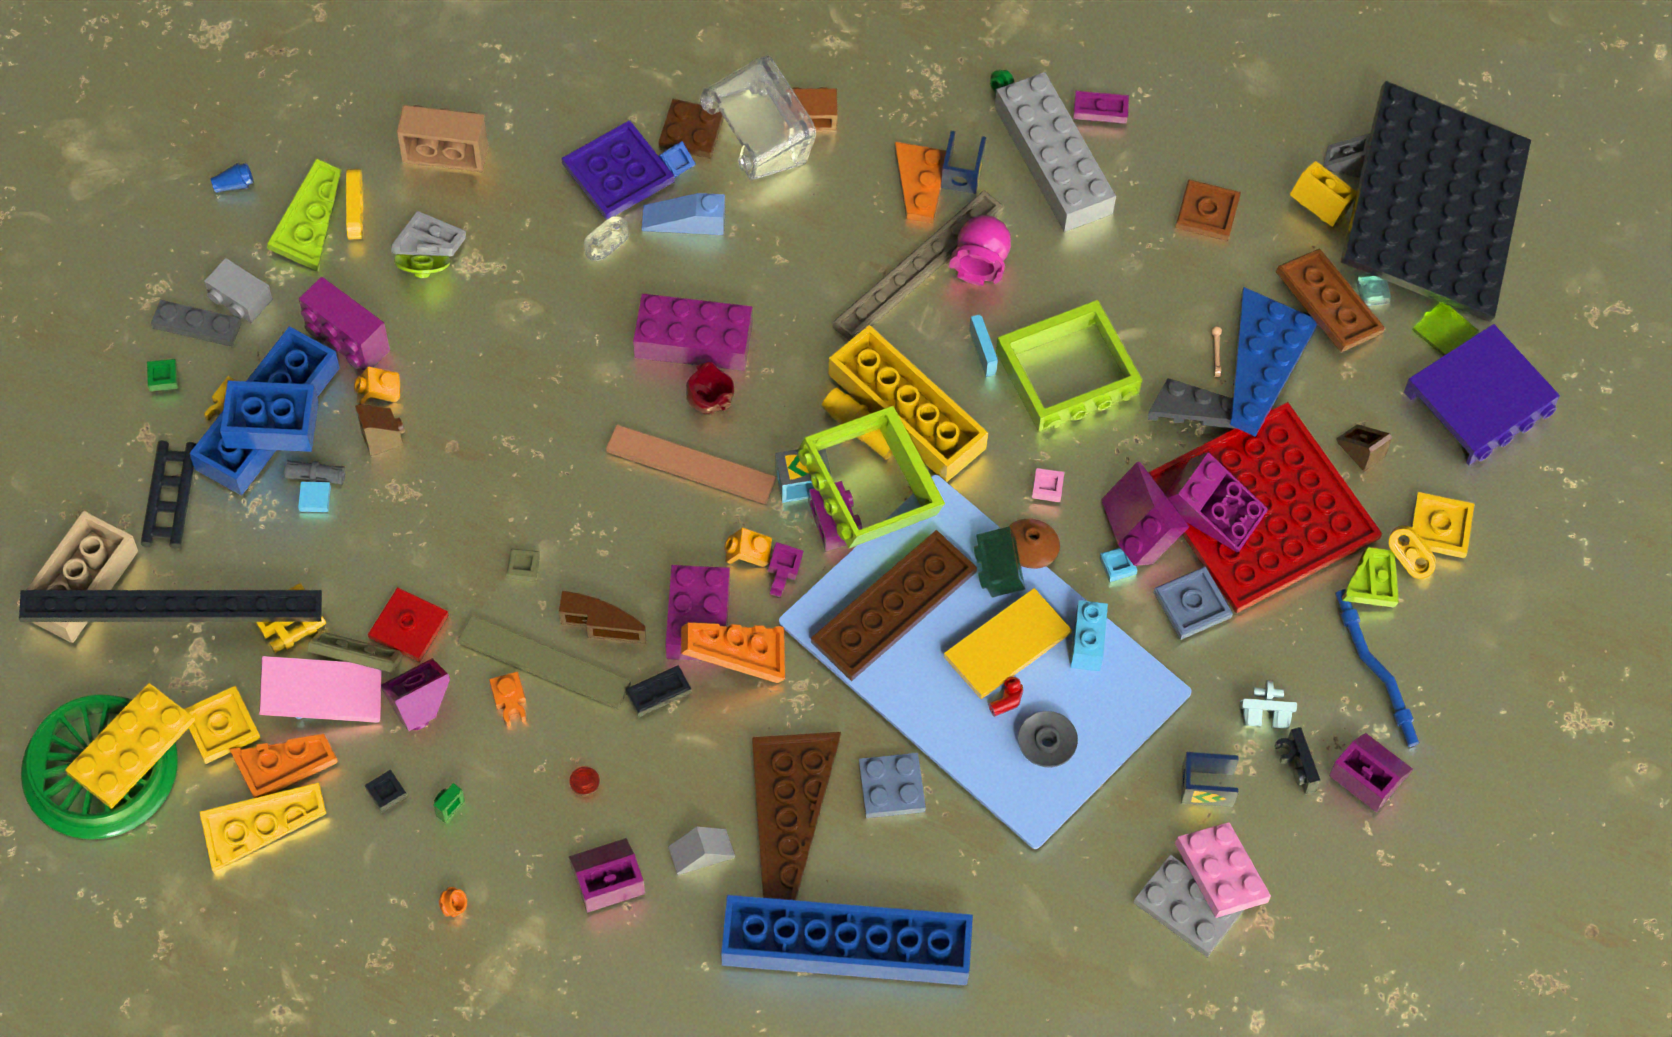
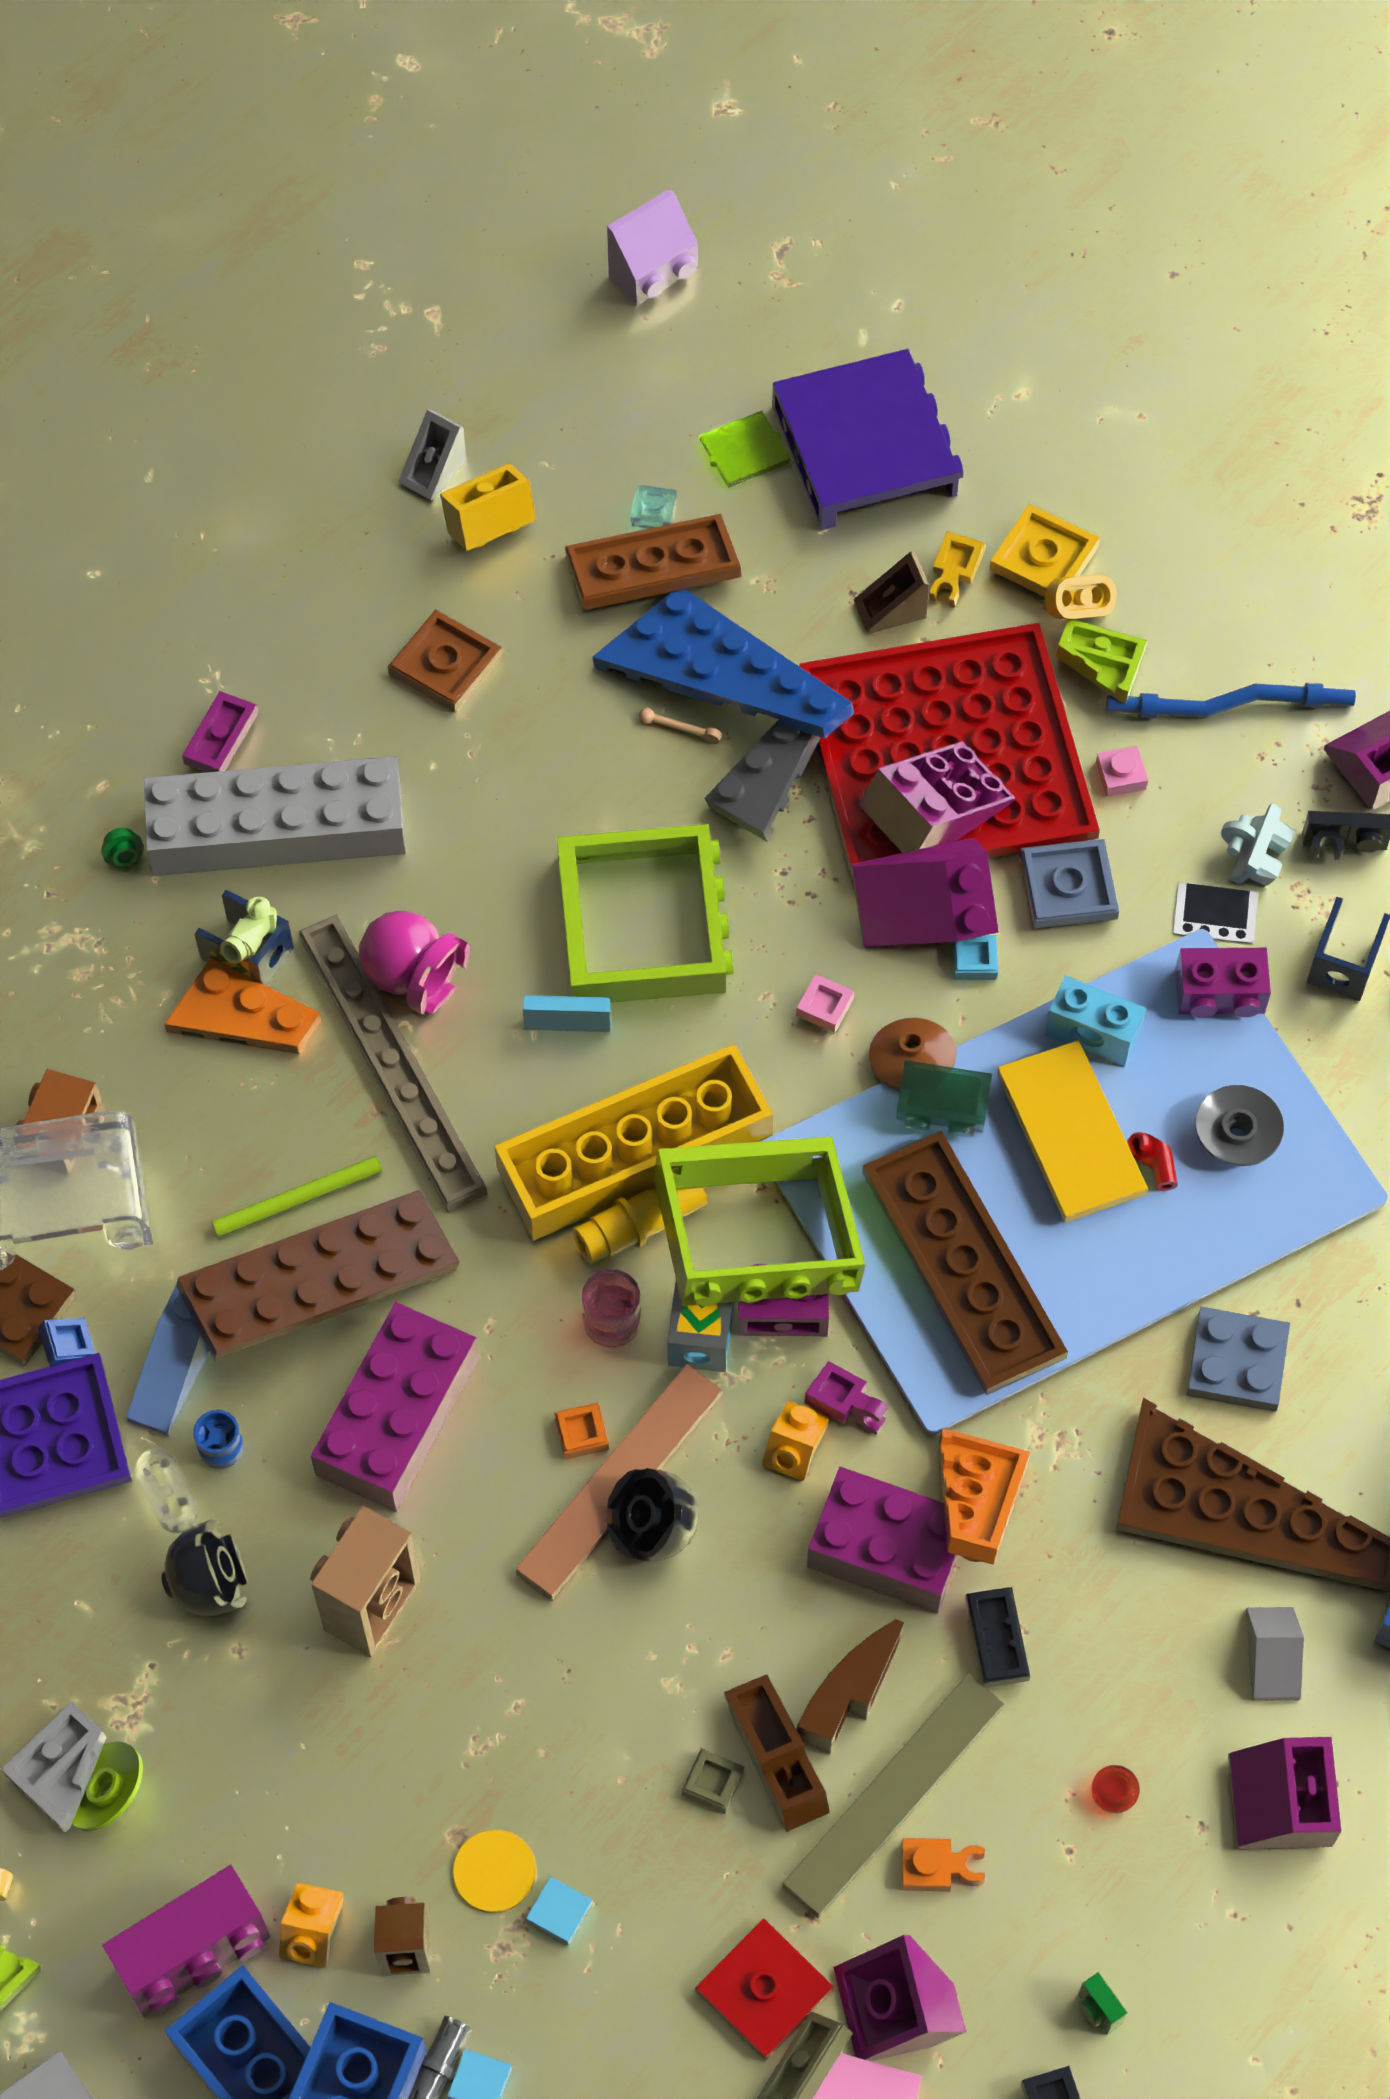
camera: 70 degrees left, 0 degrees up
(422, 507) = (559, 1910): none -> medium azure tile
(437, 470) = (494, 1871): none -> yellow piece
(452, 902) = (1270, 2043): orange plate -> none
(545, 591) = (777, 1753): none -> reddish brown slope
(561, 269) = (205, 1571): none -> black cylinder
(572, 341) = (365, 1580): none -> medium nougat brick
(643, 251) = (215, 1429): none -> blue wheel
(670, 483) = (652, 1515): none -> black cylinder
(709, 389) = (512, 1410): dark red cap -> none
(715, 435) = (581, 1430): none -> orange tile
(758, 264) = (316, 1274): none -> reddish brown plate
(793, 422) = (611, 1308): none -> clear pink wheel
(812, 245) = (296, 1196): none -> lime bar
(959, 154) = (248, 932): none -> yellowish green arm
(1150, 705) = (1222, 981): none -> magenta brick
(1212, 699) = (1219, 910): none -> black sticker
(1293, 615) = (1122, 771): none -> bright pink plate
(1410, 474) = (956, 562): none -> yellow plate
(1436, 201) = (554, 380): black plate -> none
(1568, 225) = (651, 248): none -> lavender slope

